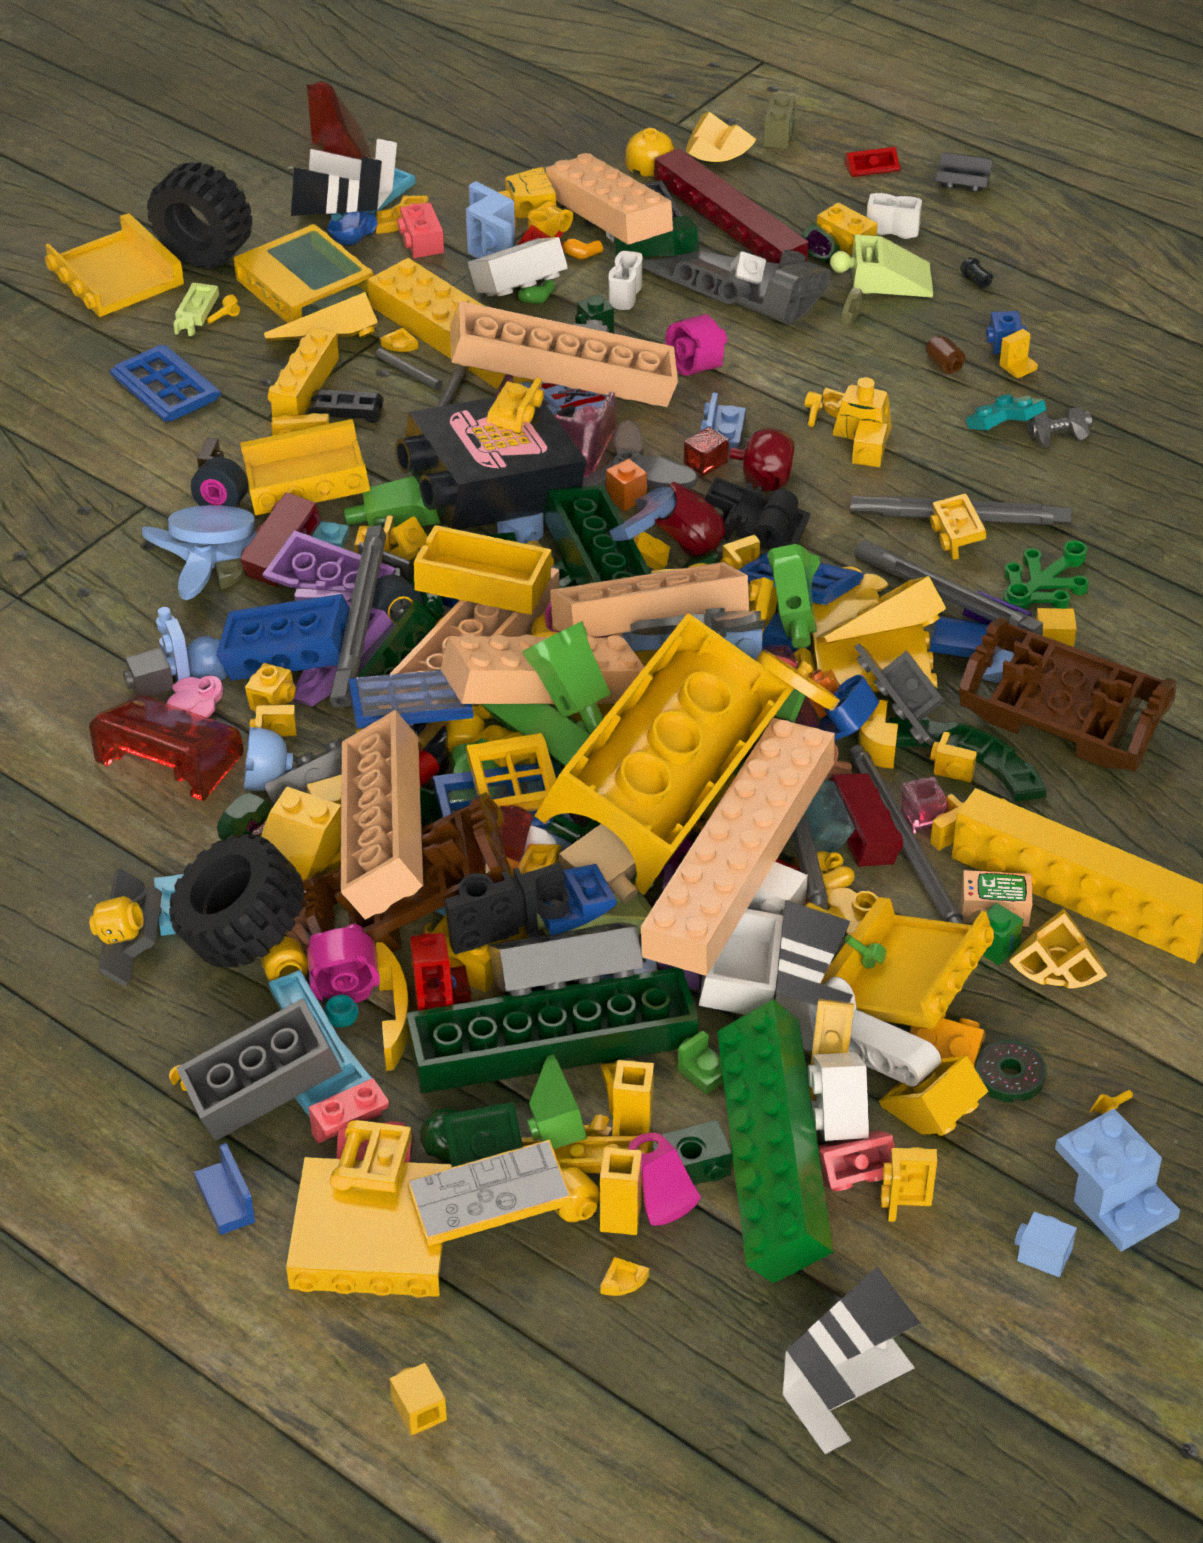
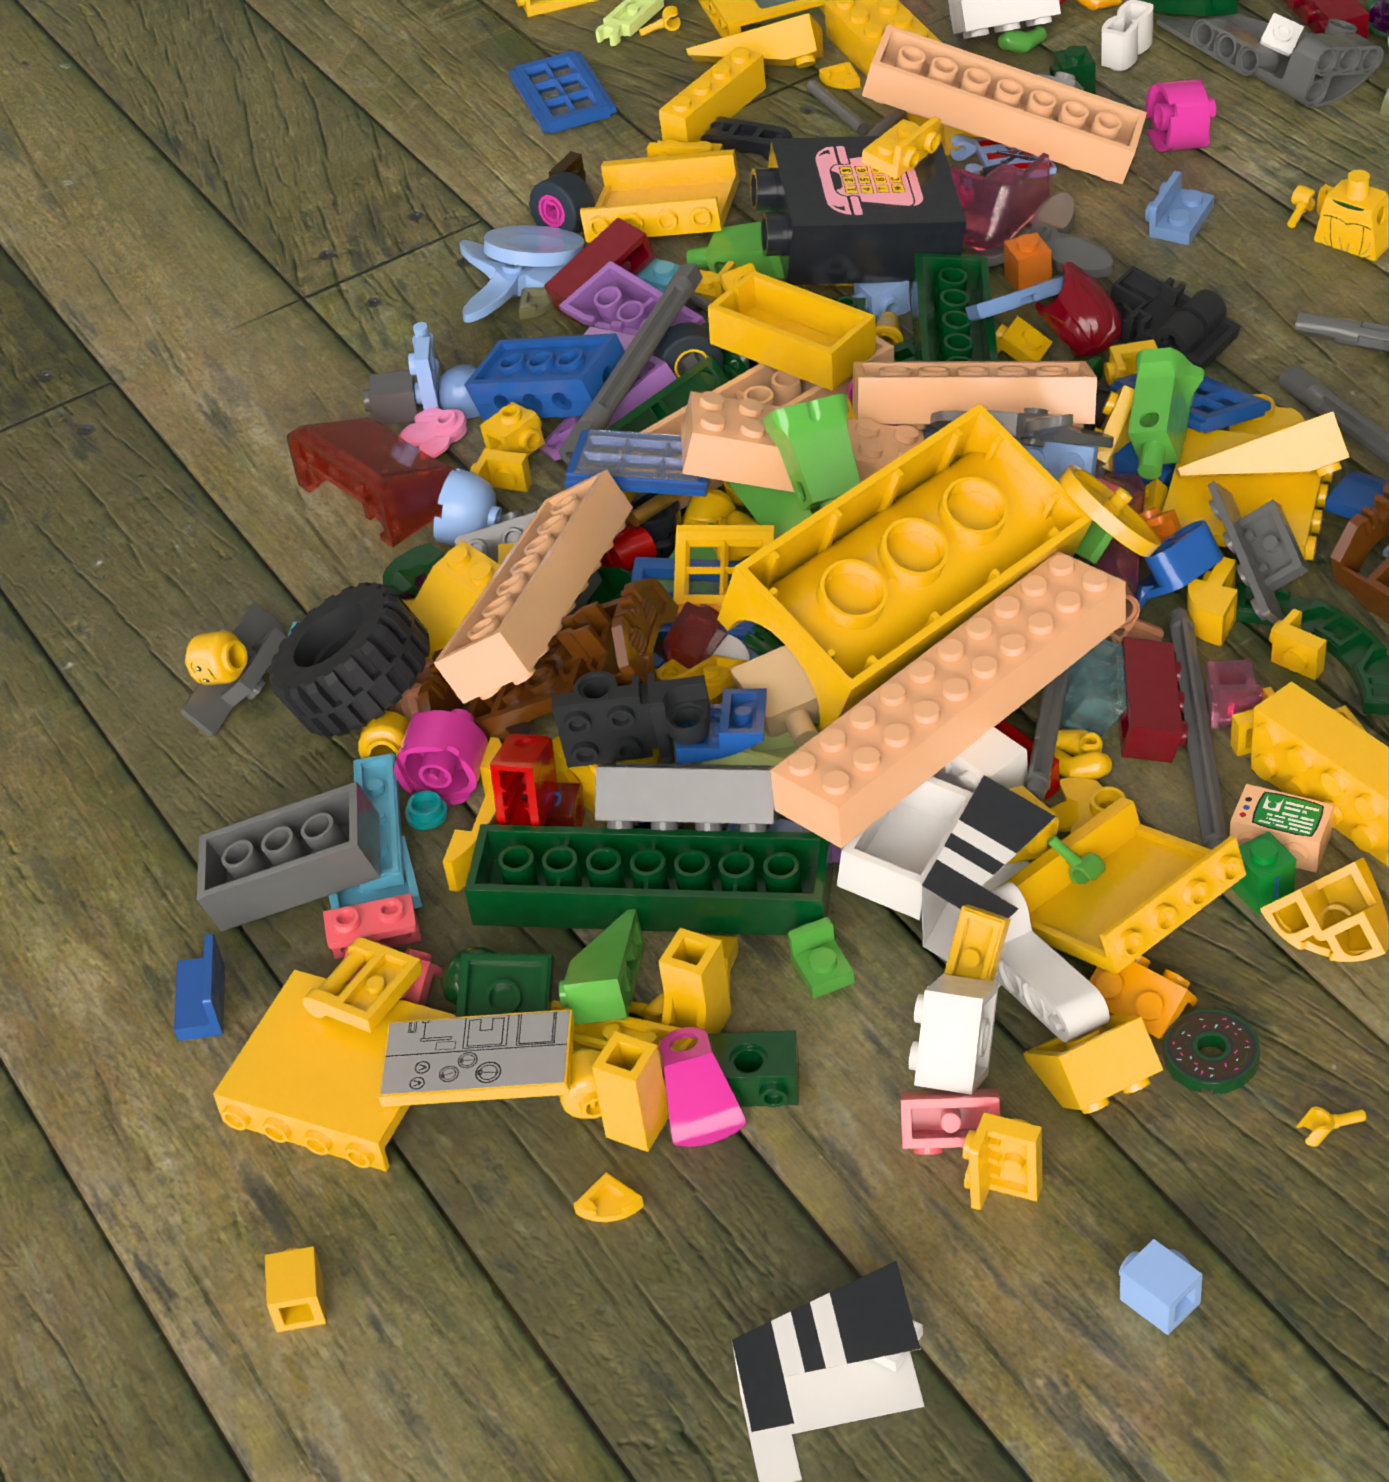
camera: 25 degrees right, 0 degrees up
(706, 451) = (1143, 238): clear red brick -> none
(767, 458) = (1212, 254): dark red piece -> none
(774, 1143) = (850, 1077): green brick -> none
(869, 443) = (1351, 254): yellow brick -> none
(1117, 1179) = (1289, 1223): light blue bracket -> none

